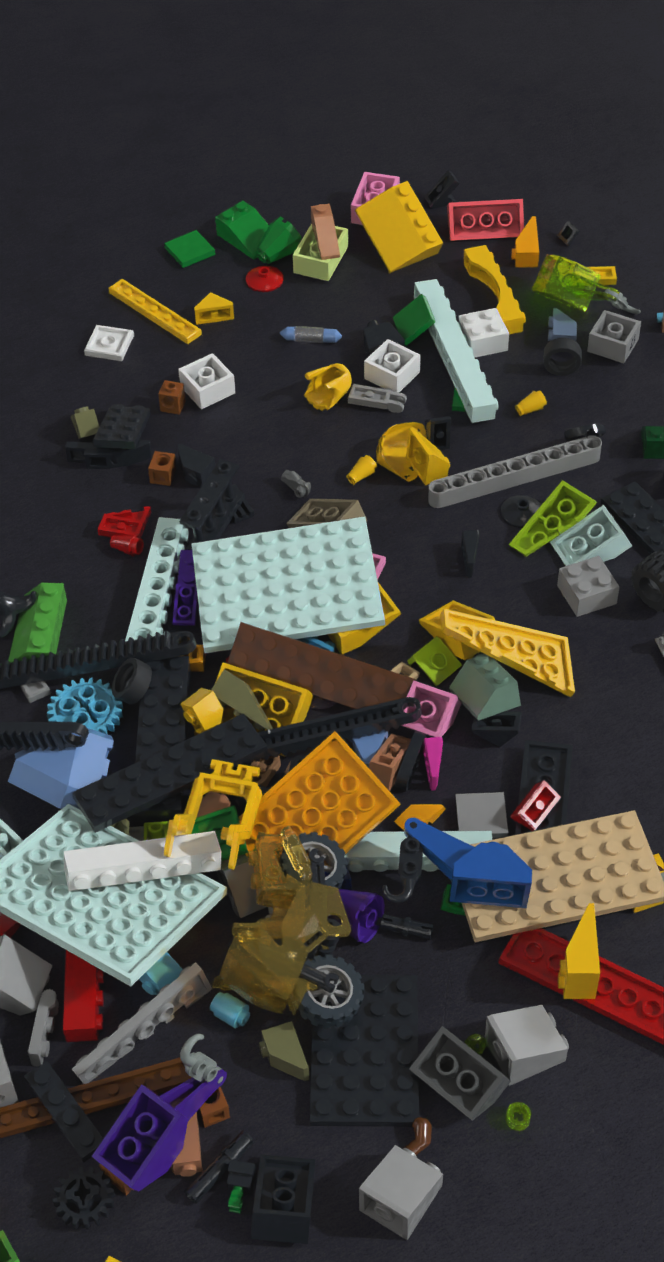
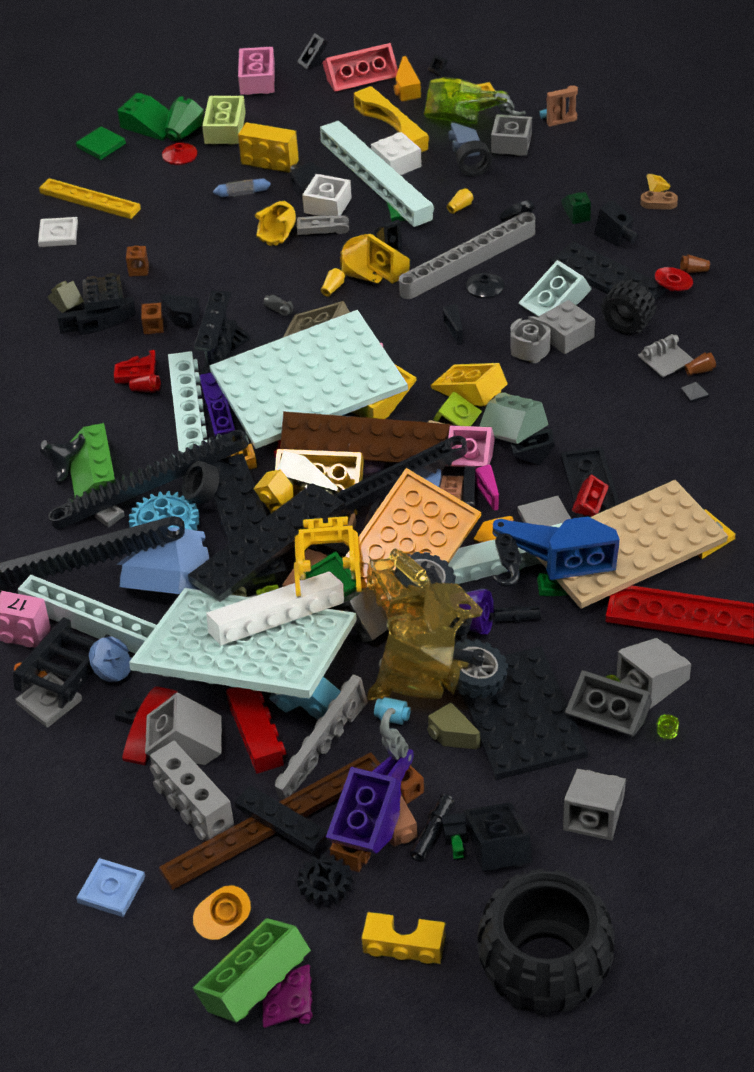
camera: 15 degrees left, 5 degrees down
(42, 1027) = (233, 763): light grey hinge -> none
(207, 381) = (165, 240): white brick -> none
(213, 309) = (145, 185): yellow slope -> none
(324, 231) = (225, 100): nougat slope -> none
(352, 294) = (268, 147): none -> yellow brick
(399, 227) = (289, 86): yellow slope -> none
(414, 319) = (331, 155): green tile -> none
(423, 1133) = (594, 758): reddish brown arm -> none
(524, 649) = (535, 383): yellow wing -> none
(542, 592) = (530, 339): none -> light grey brick
(556, 515) = (516, 281): lime wedge -> none
(581, 966) = (681, 595): yellow slope -> none

